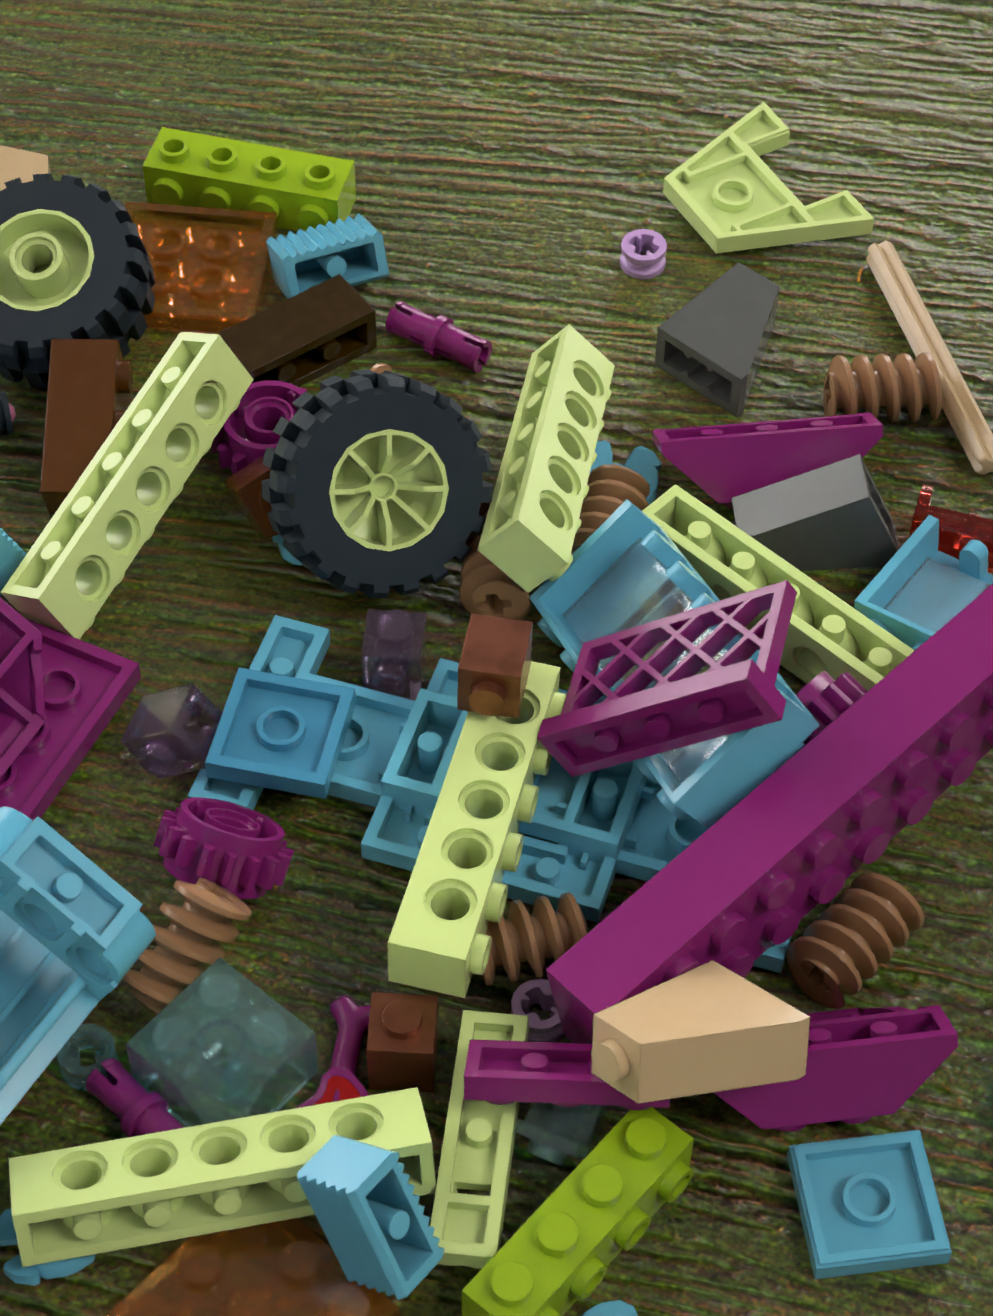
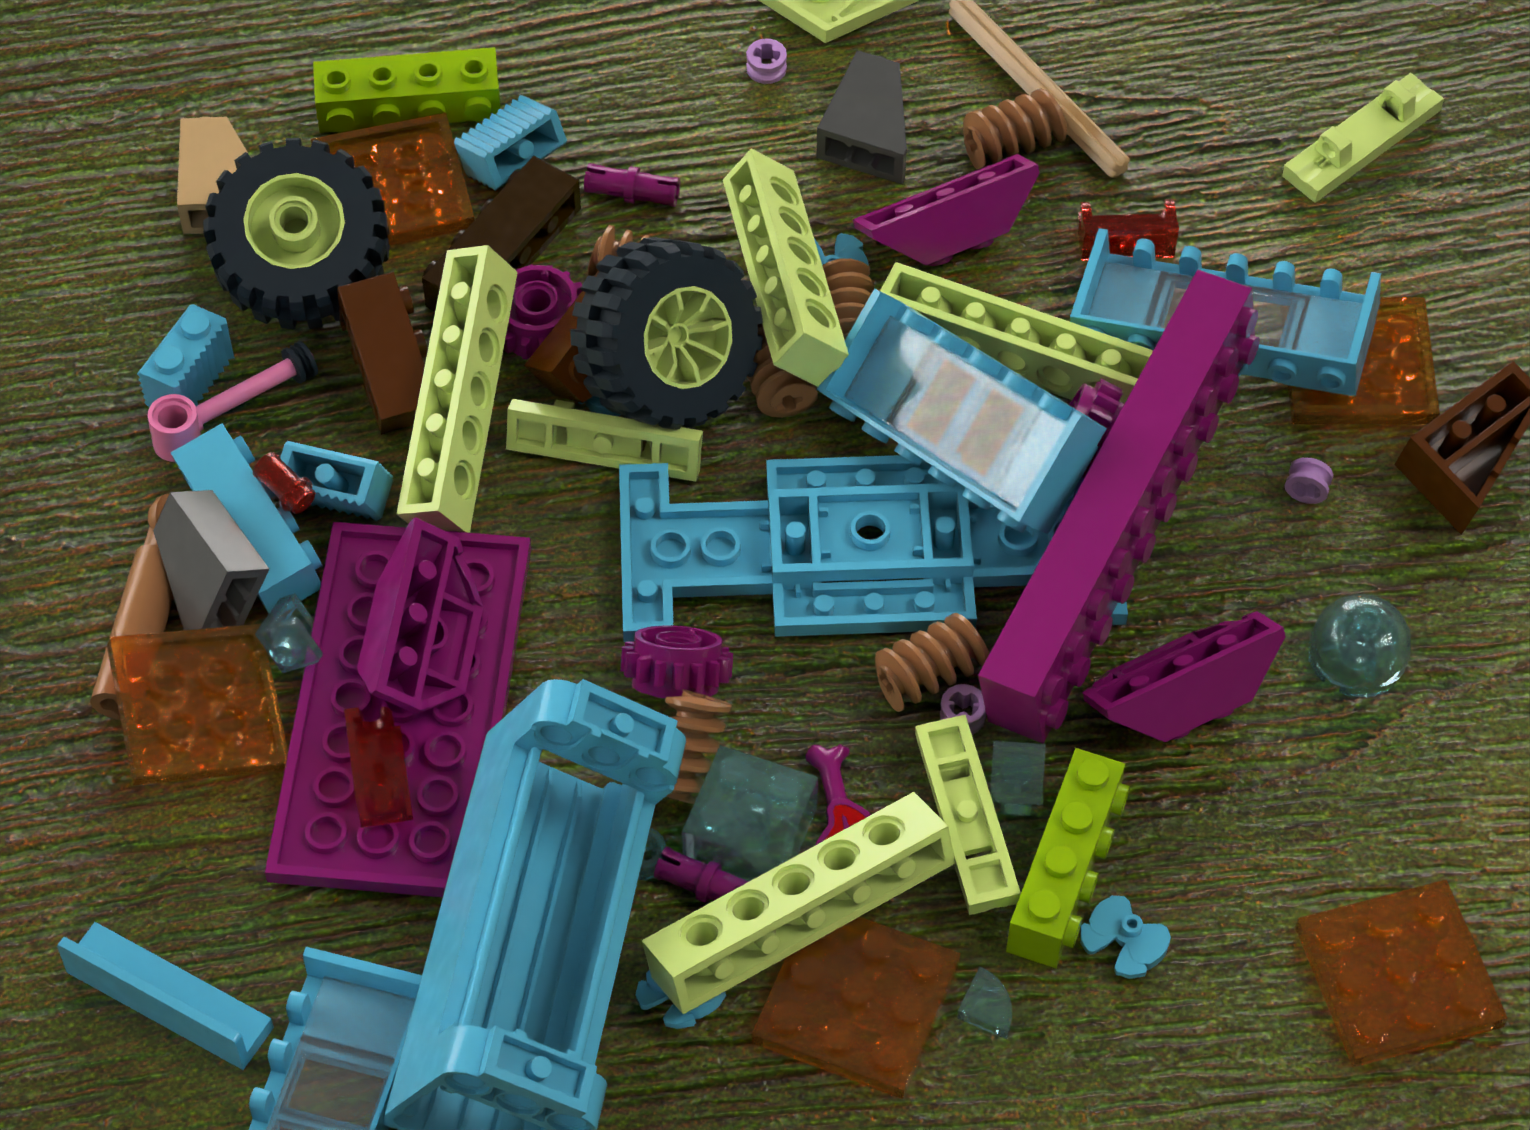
camera: 20 degrees left, 5 degrees up
(172, 731) = (590, 583): clear purple brick -> none
(268, 580) = (600, 438): none -> yellowish green hinge
(281, 733) = (677, 558): dark azure plate -> none
(370, 1215) = (928, 891): medium azure brick -> none
(394, 652) = (730, 466): clear purple brick -> none
(402, 1041) = (878, 764): copper brick -> none
(473, 844) = (872, 583): yellowish green brick -> none
(494, 666) = (839, 456): copper brick -> none
(540, 1074) = (1020, 746): magenta plate -> none
(682, 705) = (990, 453): magenta fence -> none
(698, 1037) = (1110, 687): tan slope -> none
(821, 518) = (1013, 255): dark grey slope -> none
(853, 938) = (1171, 582): medium nougat piece -> none
(868, 1204) = (1255, 771): medium azure tile -> none

